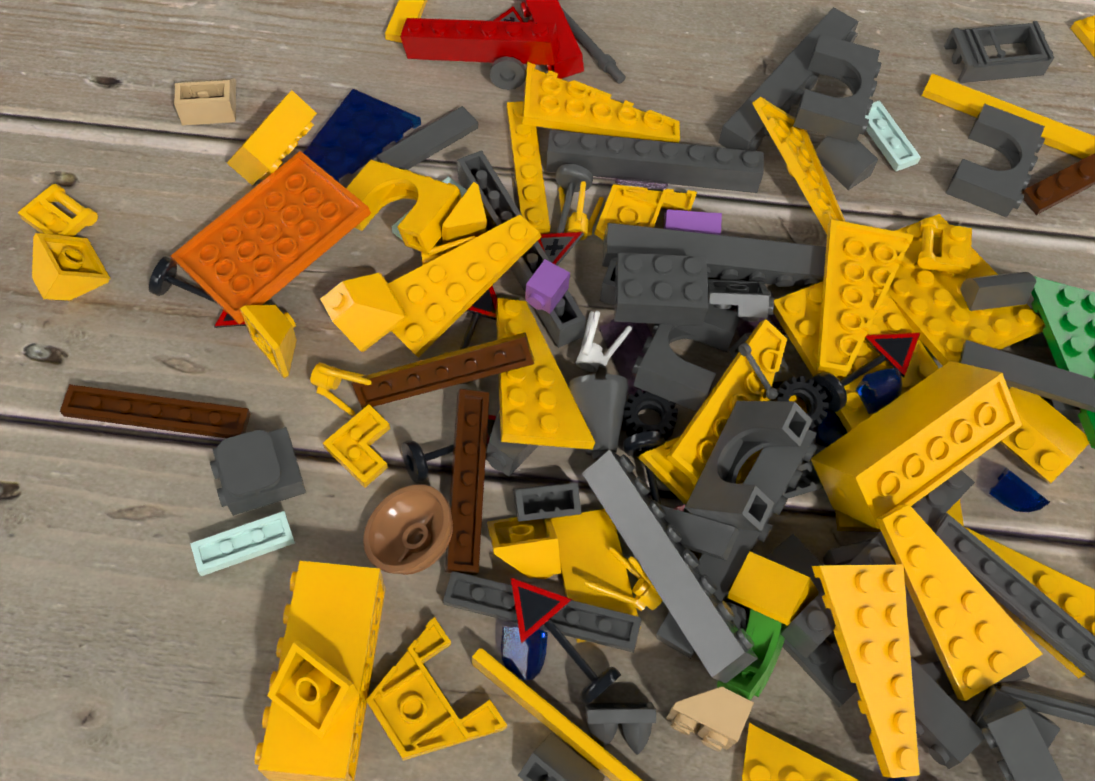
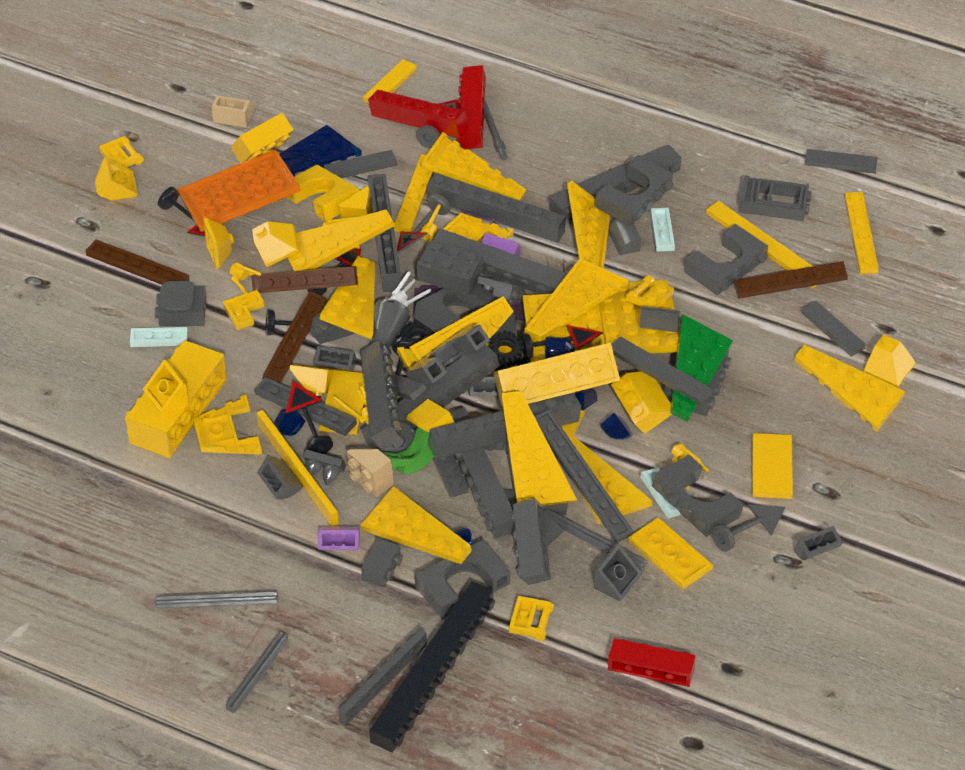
camera: 25 degrees right, 15 degrees down
(408, 530) = (251, 351): medium nougat hat -> none
(547, 286) = (384, 250): medium lavender brick -> none
(745, 350) = (480, 308): dark grey hinge -> none
(875, 648) = (471, 452): yellow wing -> none

